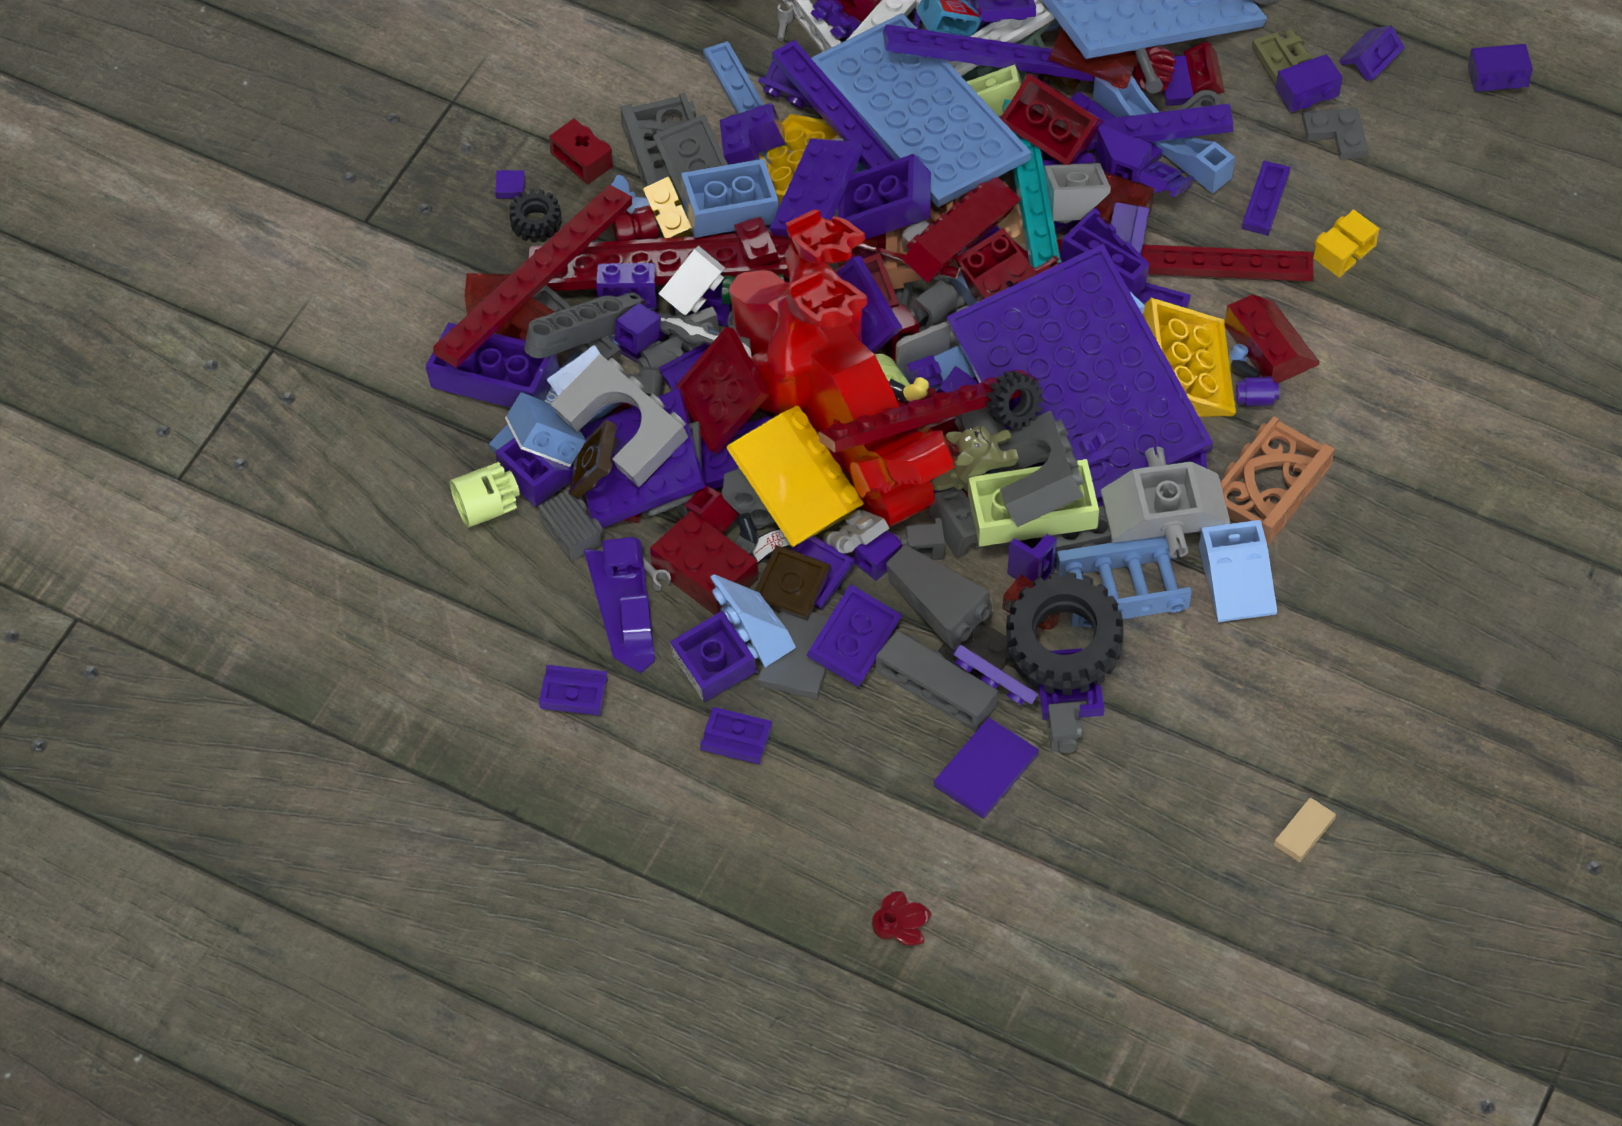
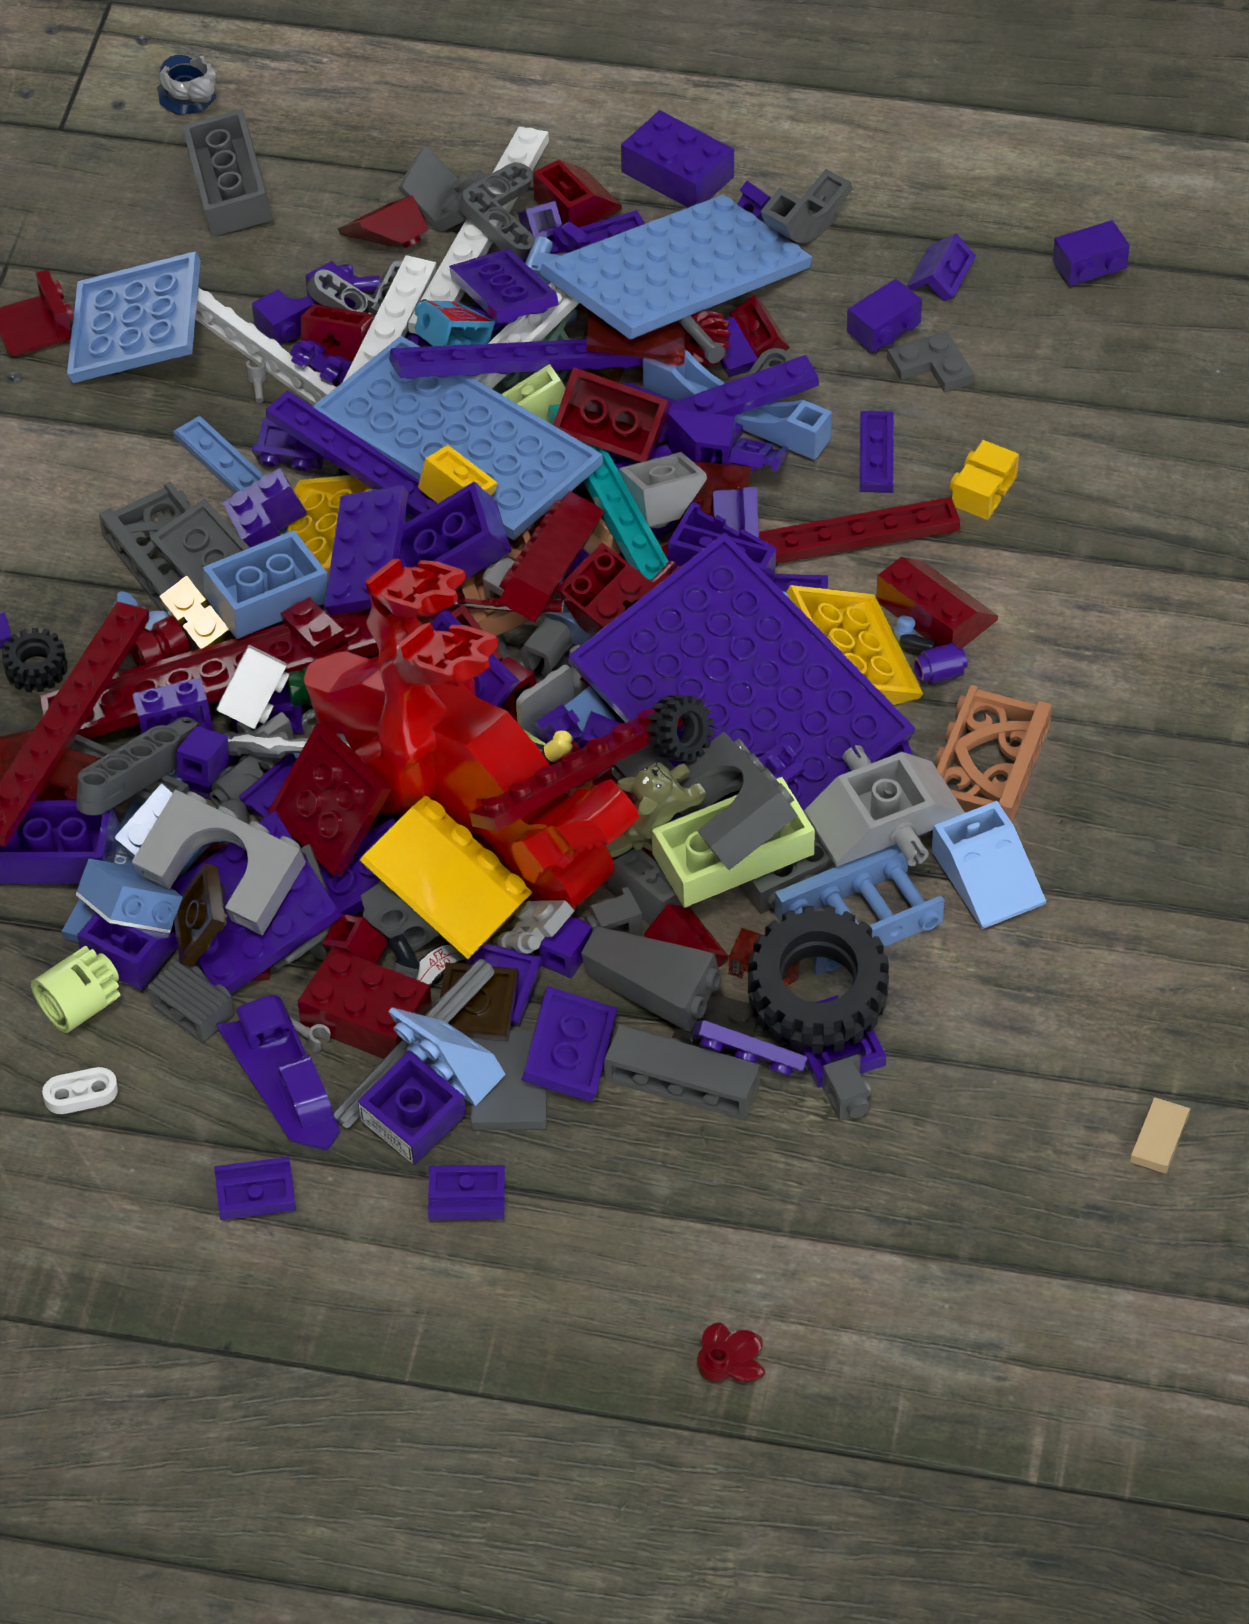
camera: 15 degrees left, 5 degrees down
(464, 576) = (80, 1090): none -> white plate
(581, 151) = (66, 575): dark red brick -> none
(760, 584) = (443, 1010): none -> dark grey axle
(902, 139) = (449, 472): none -> yellow panel
(977, 566) = (684, 928): none -> dark red panel
(986, 768) = (771, 1157): dark purple tile -> none
(1032, 562) = (746, 909): dark purple panel -> none
(1276, 53) = (837, 292): olive plate -> none

